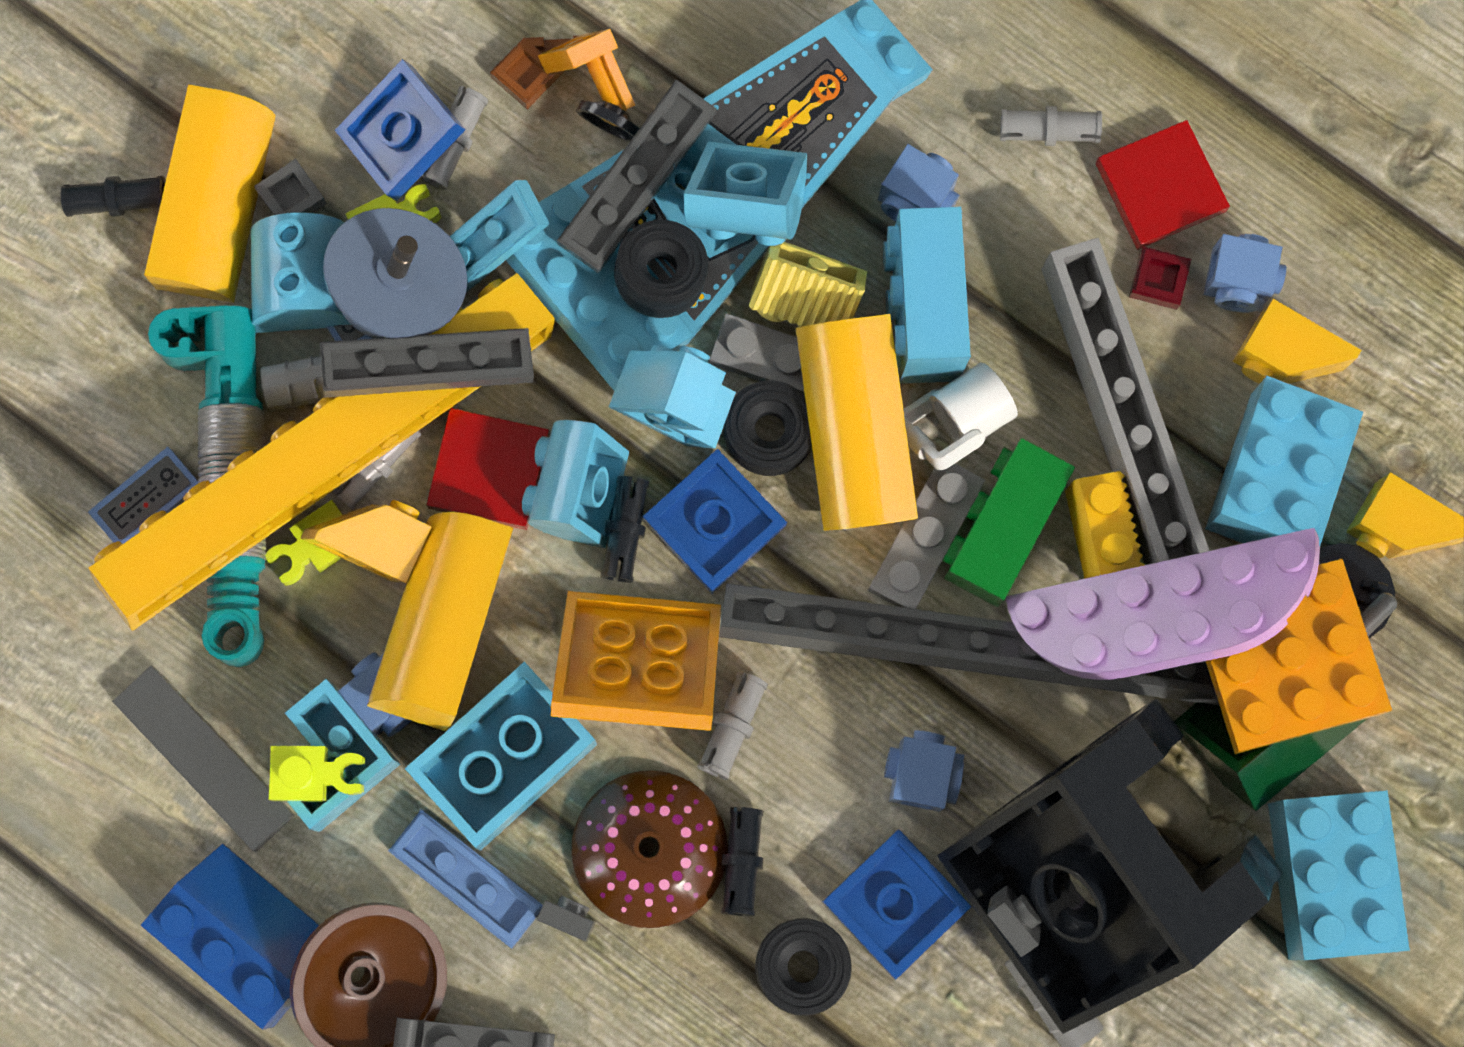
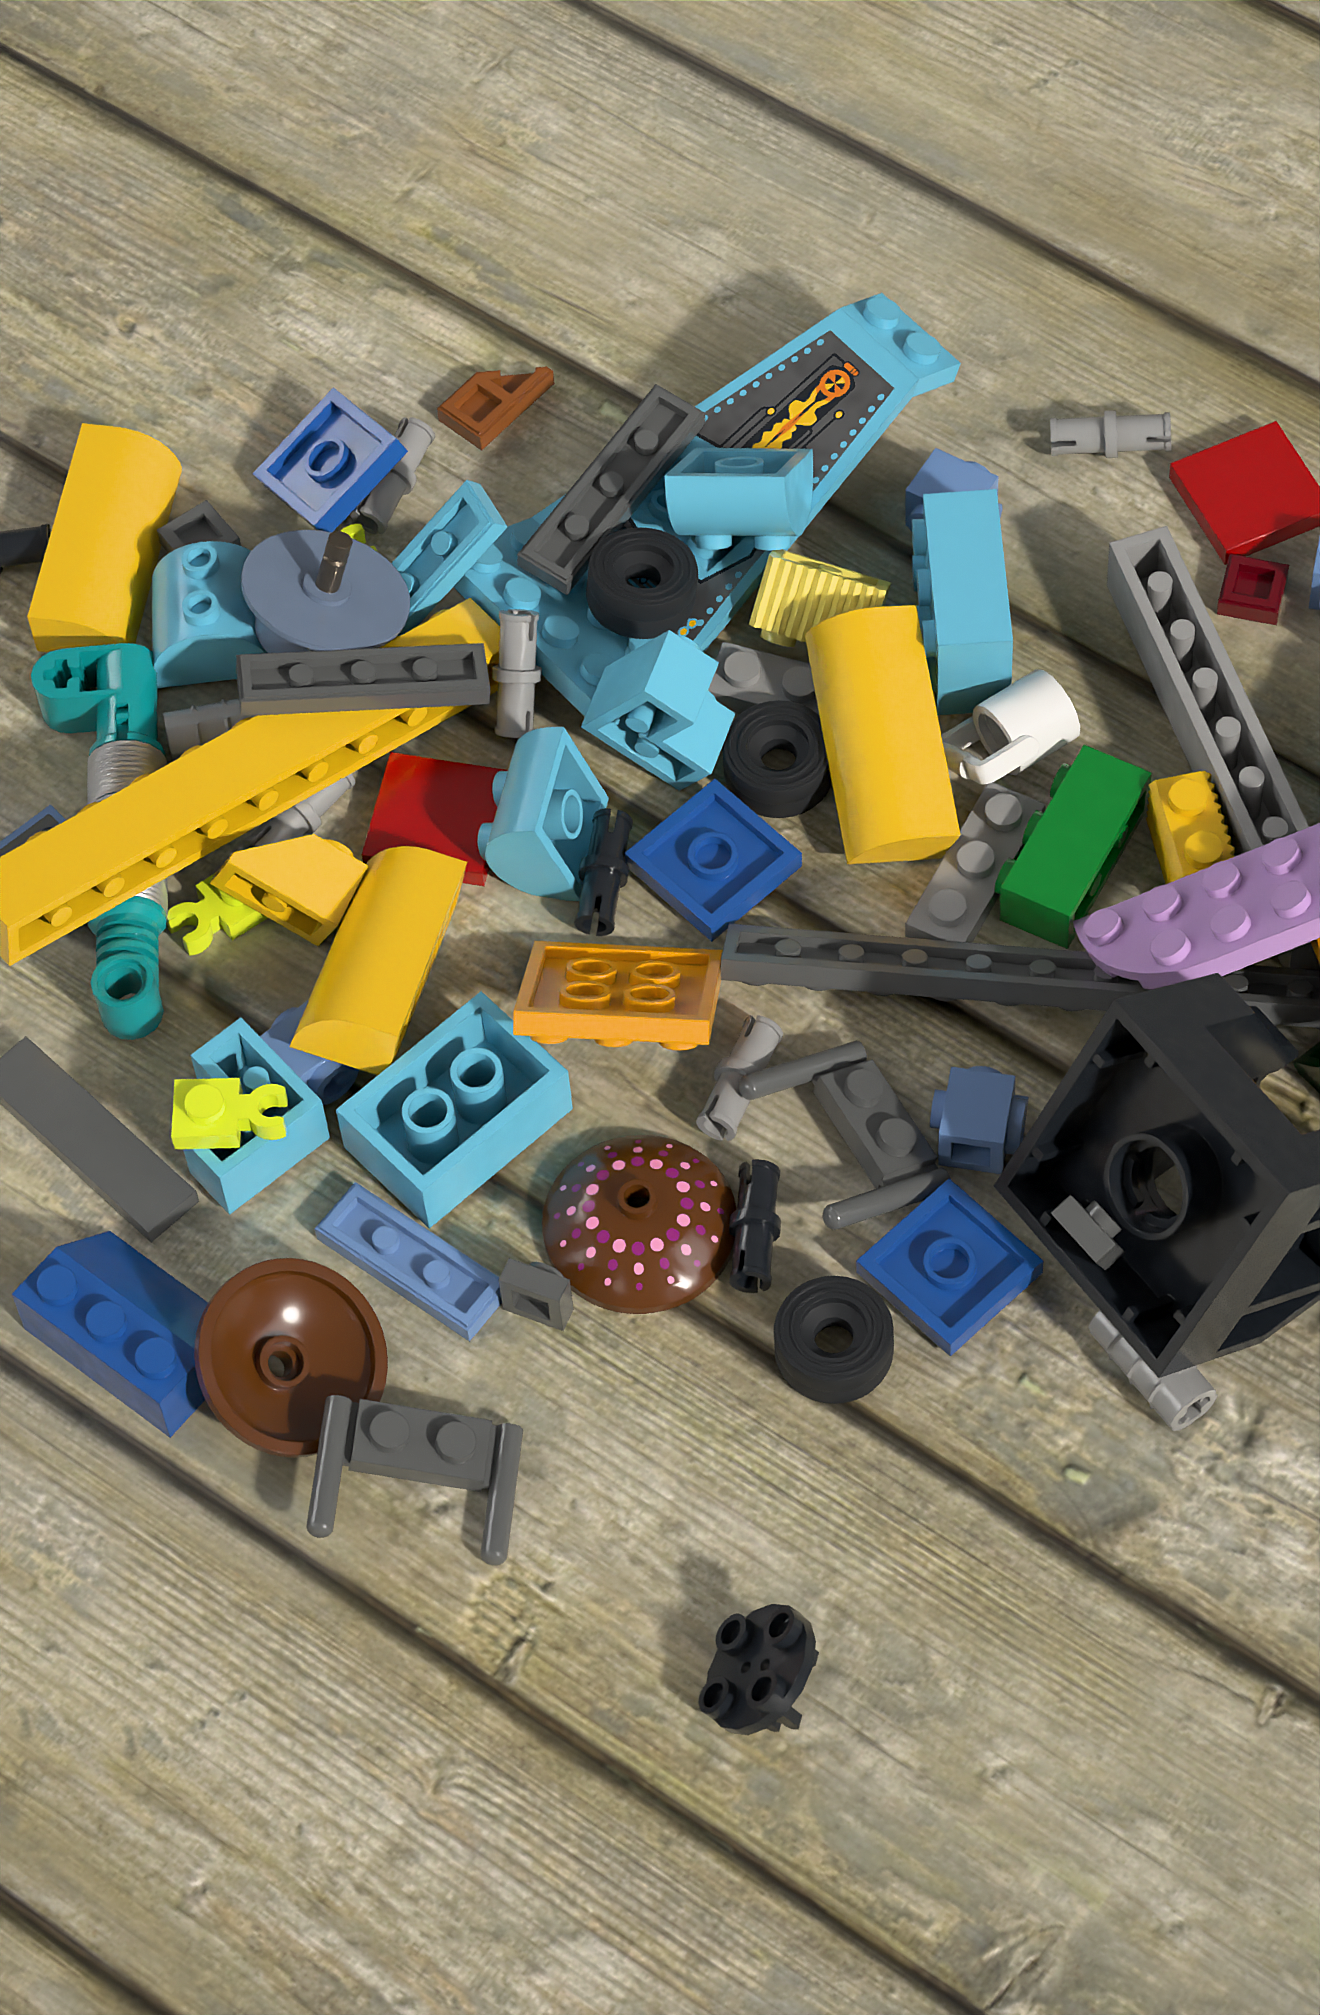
camera: 10 degrees right, 20 degrees down
(555, 346) = (516, 672): none -> light grey pin
(596, 52) = (556, 364): light orange piece -> none
(837, 772) = (869, 1122): none -> dark grey plate

